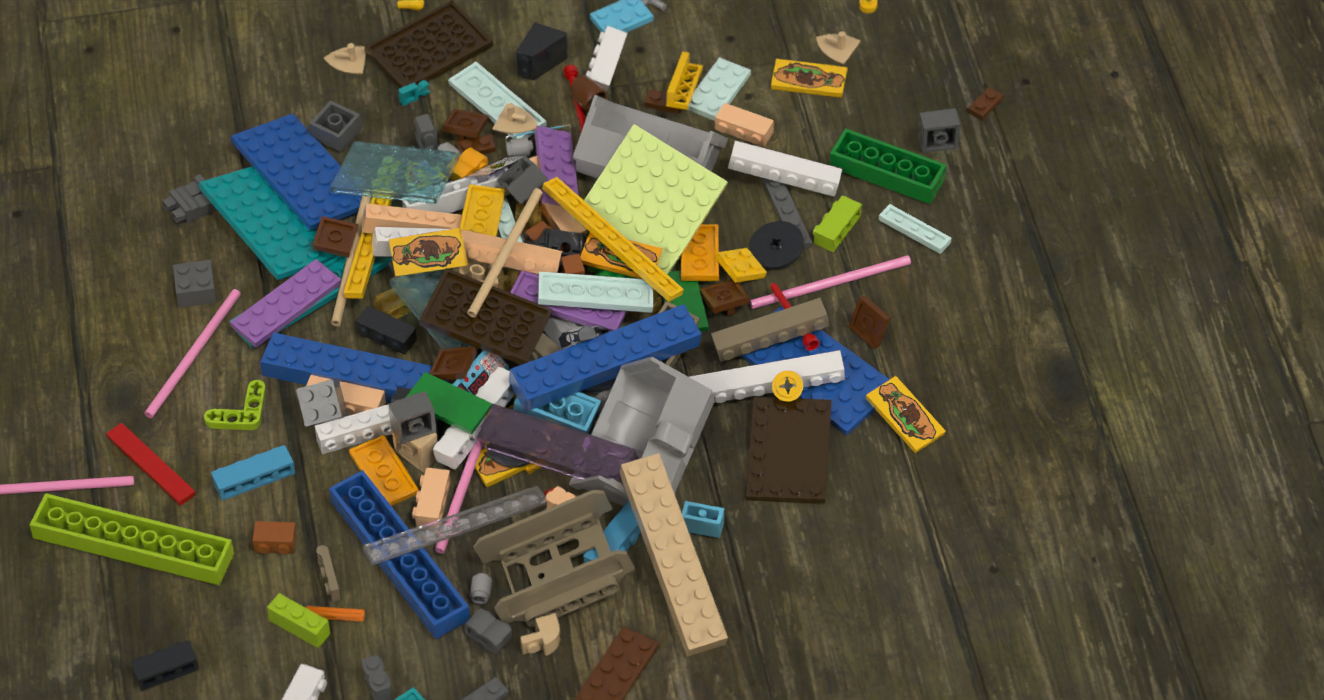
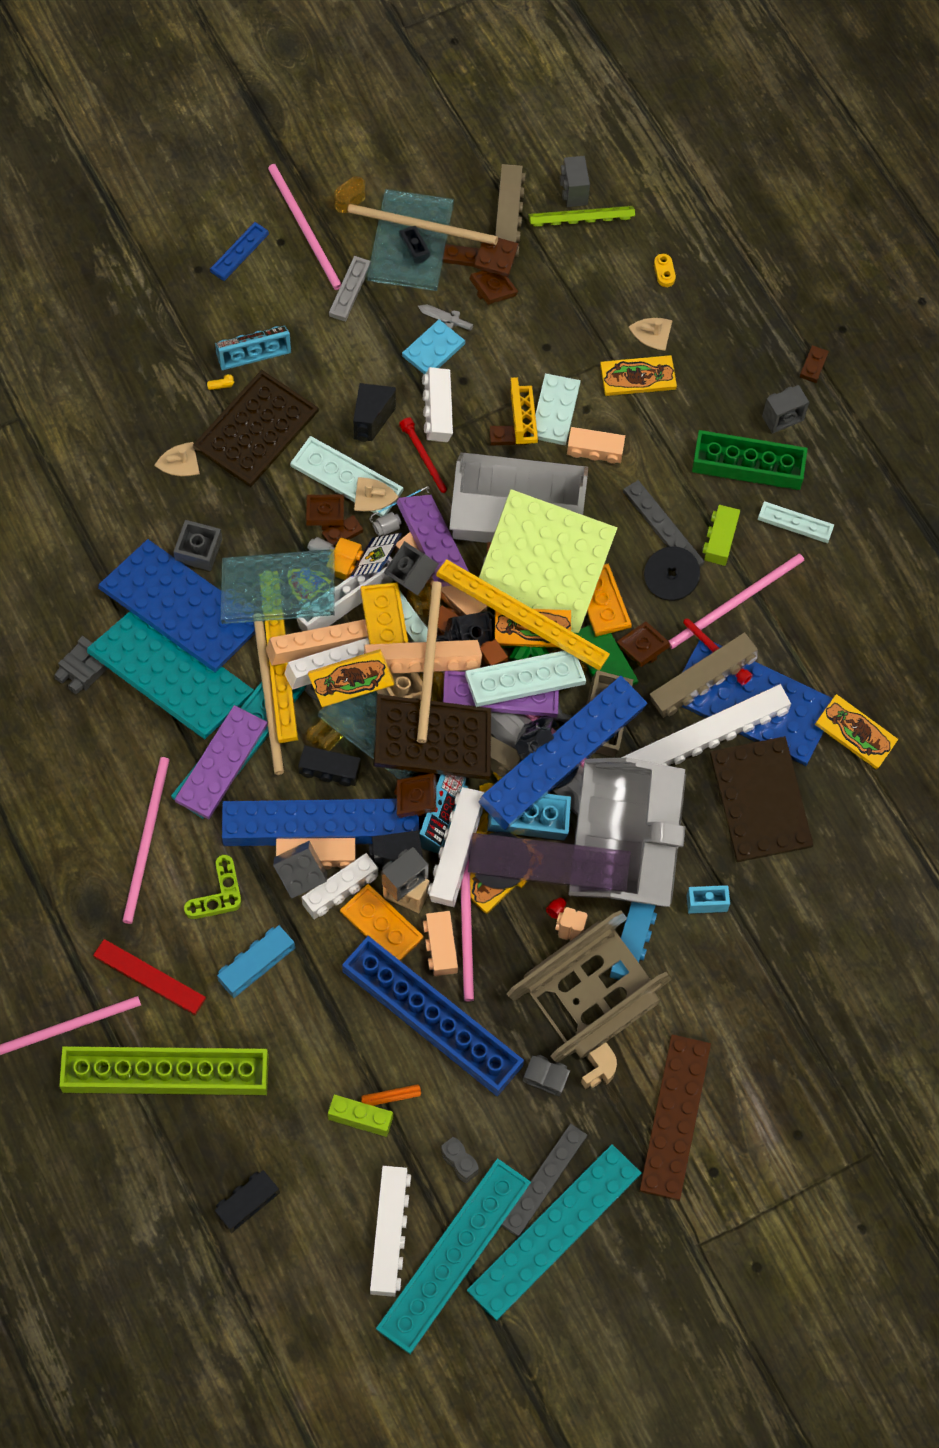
camera: 20 degrees left, 15 degrees up
(194, 283) = (121, 761): dark grey brick -> none
(274, 537) = (303, 1029): dark orange brick -> none
(328, 573) = (369, 1053): dark tan plate -> none
(335, 236) = (246, 677): reddish brown hinge -> none
(411, 92) = (257, 487): teal plate -> none
(425, 132) = (292, 534): dark grey brick -> none
(452, 403) = (433, 842): green tile -> none
(454, 525) = (478, 974): clear plate -> none
(480, 588) = (522, 1031): light grey brick -> none
(584, 90) = (435, 447): reddish brown helmet -> none
(673, 555) = (702, 954): tan brick -> none
(741, 265) = (647, 605): yellow plate -> none
(785, 168) = (654, 488): white brick -> none
(794, 379) = (750, 739): yellow gear -> none
(869, 322) = (791, 640): reddish brown hinge -> none

